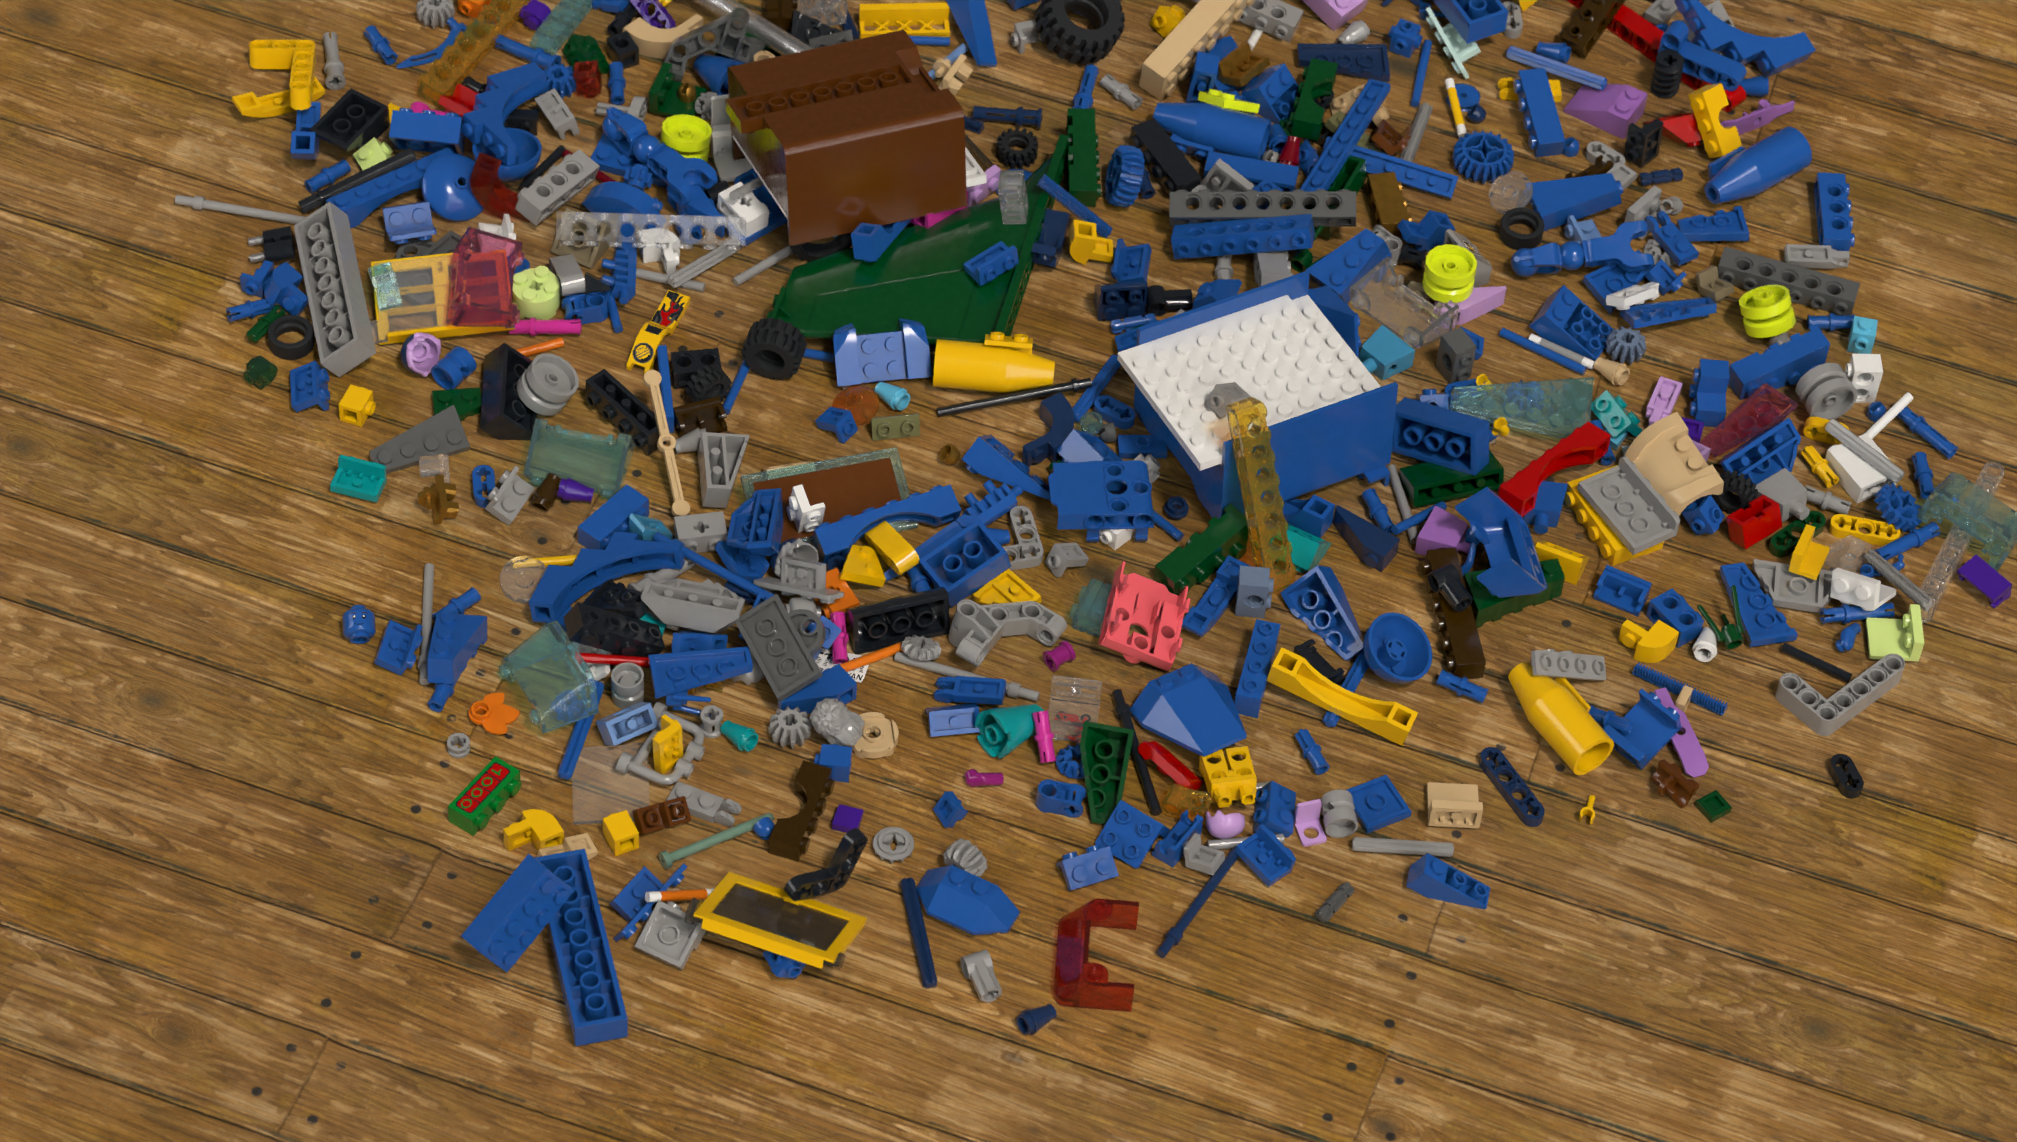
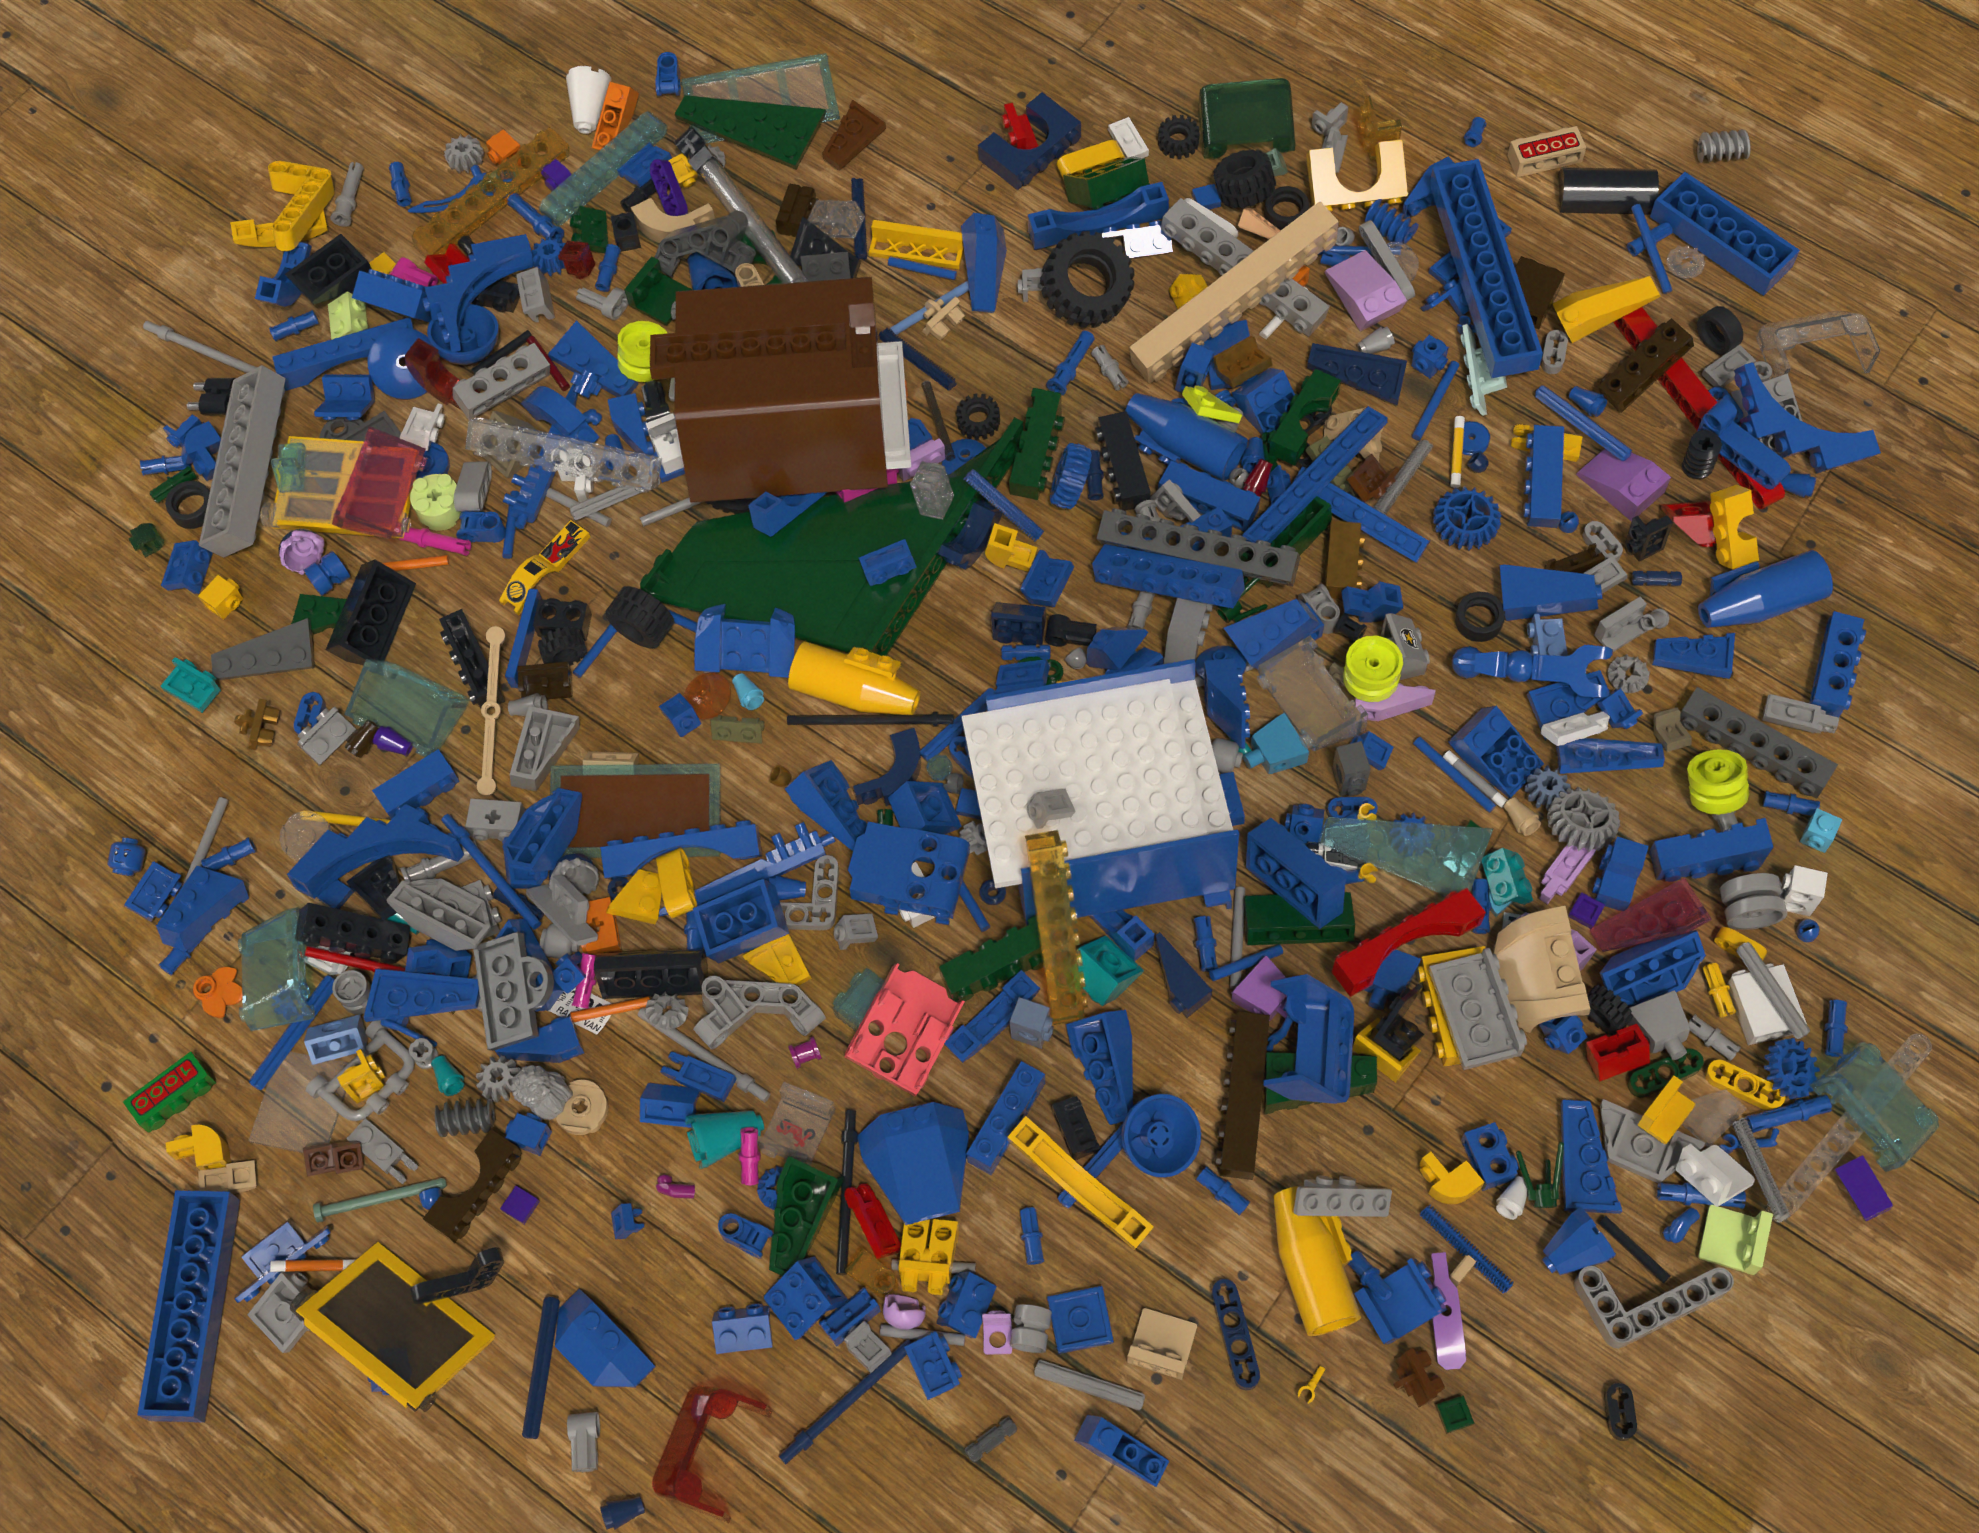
camera: 25 degrees right, 15 degrees up
(377, 170) = (331, 332): black axle -> none
(434, 464) = (266, 687): clear panel -> none
(462, 740) = (165, 1016): light grey bush -> none
(517, 913) = (126, 1262): blue brick -> none
(547, 384) = (403, 614): light grey wheel -> none
(596, 284) = (492, 503): black slope -> none
(620, 833) = (284, 1169): yellow brick -> none
(647, 527) = (445, 802): dark azure slope -> none
(678, 172) = (599, 356): blue piece -> none
(690, 94) = (670, 289): pearl gold hinge -> none
(772, 759) = (464, 1118): none -> dark grey piece
(804, 516) = (590, 819): white bracket -> none
(903, 840) = (548, 1238): light grey gear -> none
(966, 857) = (613, 1294): light grey gear -> none
(1020, 112) = (993, 379): dark blue pin -> none
(1447, 582) = (1241, 1063): black piece -> none
(1510, 192) = (1481, 570): clear tile -> none
(1569, 543) = (1395, 1032): none -> black bracket
(1622, 590) = (1441, 1107): blue hinge -> none
(1665, 360) = (1583, 819): none -> light grey gear
(1671, 239) = (1641, 664): blue hinge -> none
(1759, 118) = (1800, 522): medium lavender piece -> none
(1771, 660) = (1577, 1245): none -> blue cone
(1889, 415) = (1815, 945): white bar -> none
(1932, 436) = (1860, 975): blue pin -> none

